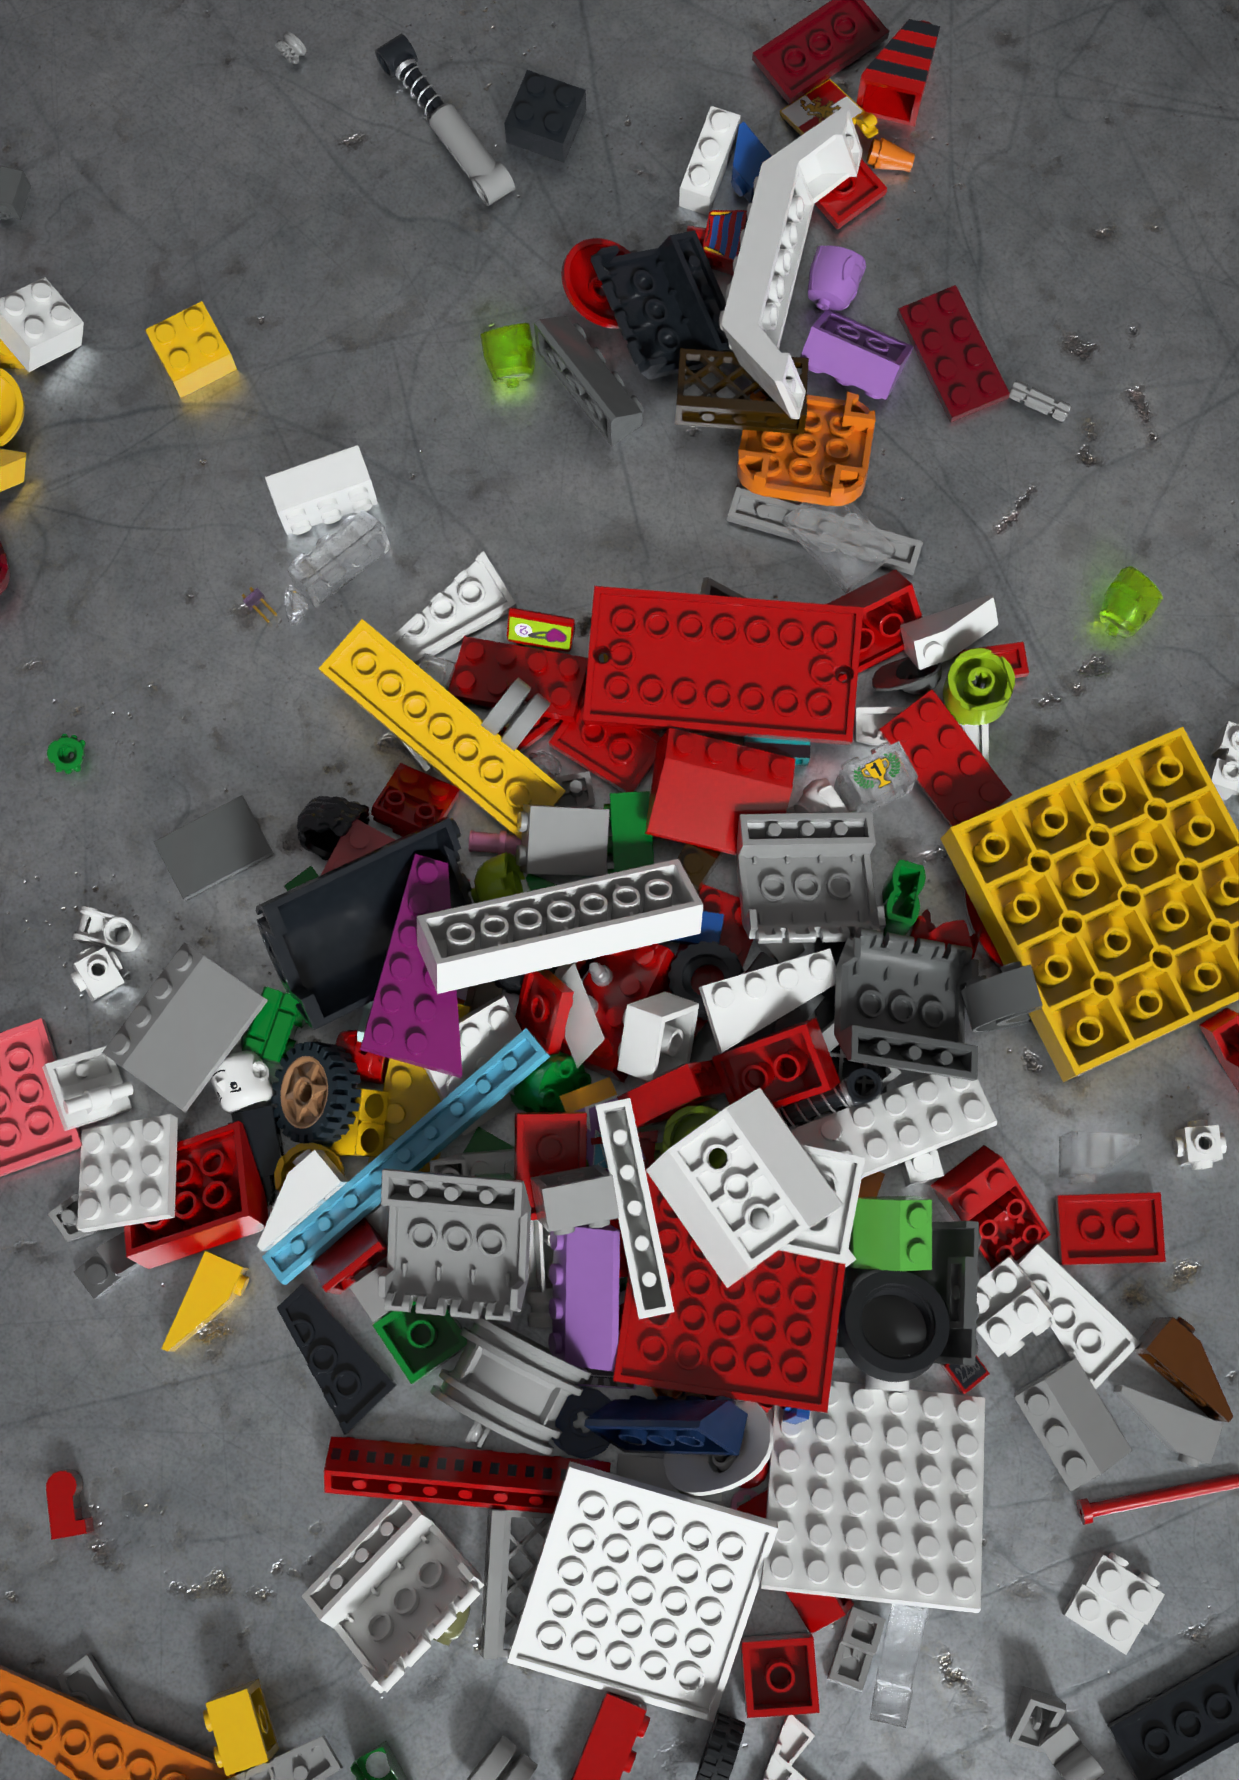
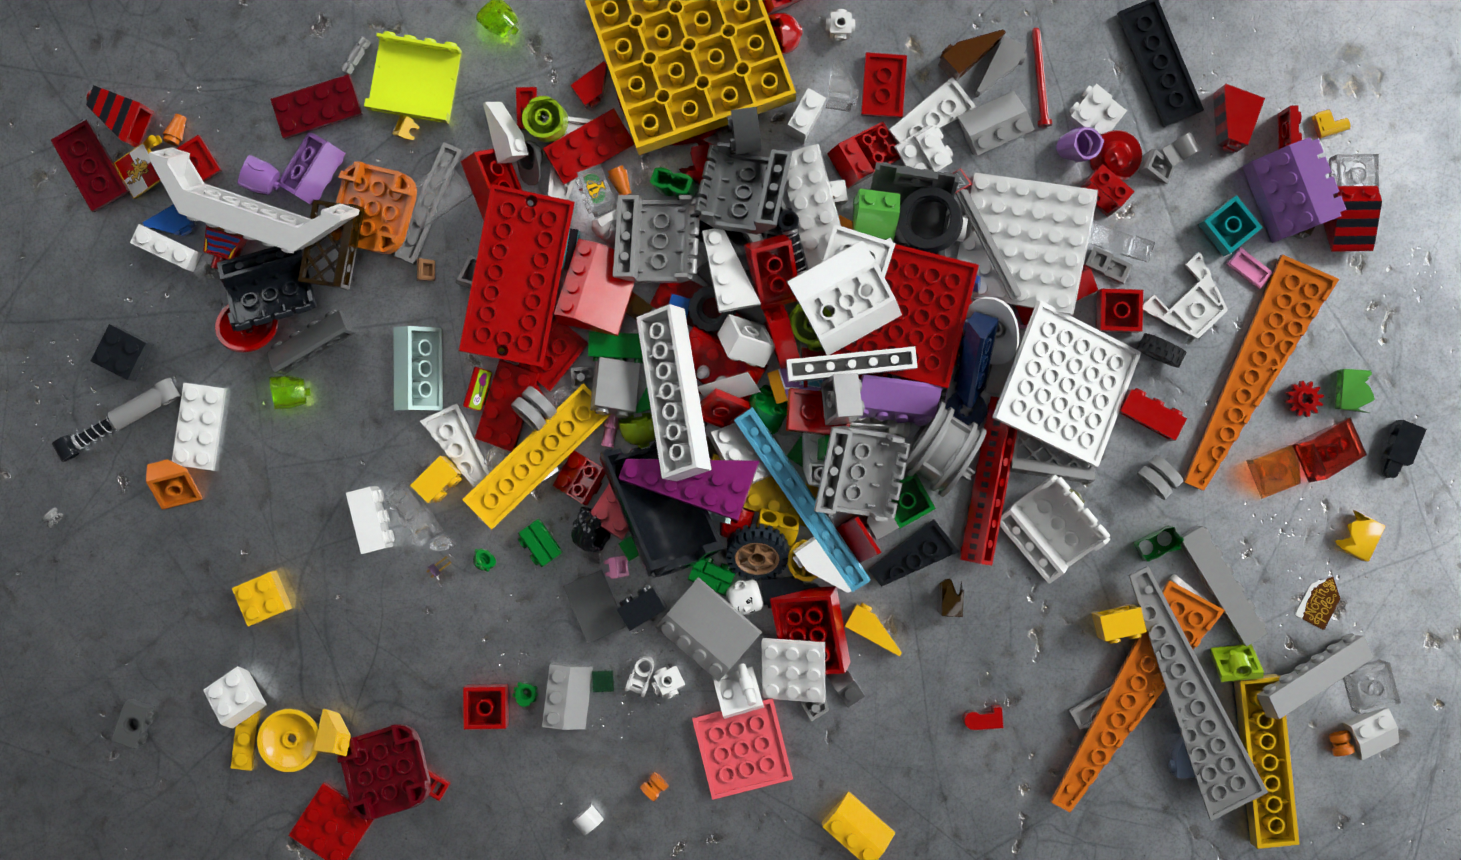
camera: 90 degrees left, 10 degrees up
(43, 694) = (485, 706): none -> red brick
(66, 818) = (567, 696): none -> light grey slope
(95, 873) = (603, 681): none -> clear green tile
(214, 920) = (642, 607): none -> black brick
(261, 1425) = (948, 601): none -> dark brown piece
(276, 875) = (618, 567): none -> bright pink tile
(278, 672) = (483, 560): none -> green animal
(306, 751) = (540, 543): none -> green brick
(353, 203) = (171, 484): none -> orange slope
(391, 583) = (437, 480): none -> yellow brick
(445, 236) = (199, 426): none -> white plate
(564, 541) = (418, 368): none -> light aqua slope
(720, 537) = (425, 270): none -> medium nougat slope
(864, 1431) = (988, 244): none -> light grey axle
(898, 817) = (619, 179): none -> orange cone
(939, 481) = (403, 126): none -> yellow tile
(986, 1634) = (1111, 190): none -> red window
(1017, 491) = (414, 77): none -> neon yellow panel
(1041, 757) = (591, 86): none -> red slope
(1041, 1100) = (805, 115): none -> white brick
(1047, 1643) = (1119, 153): none -> red hat
(1055, 1572) = (1077, 144): none -> medium lavender helmet
(1173, 1055) = (787, 31): none -> red cylinder

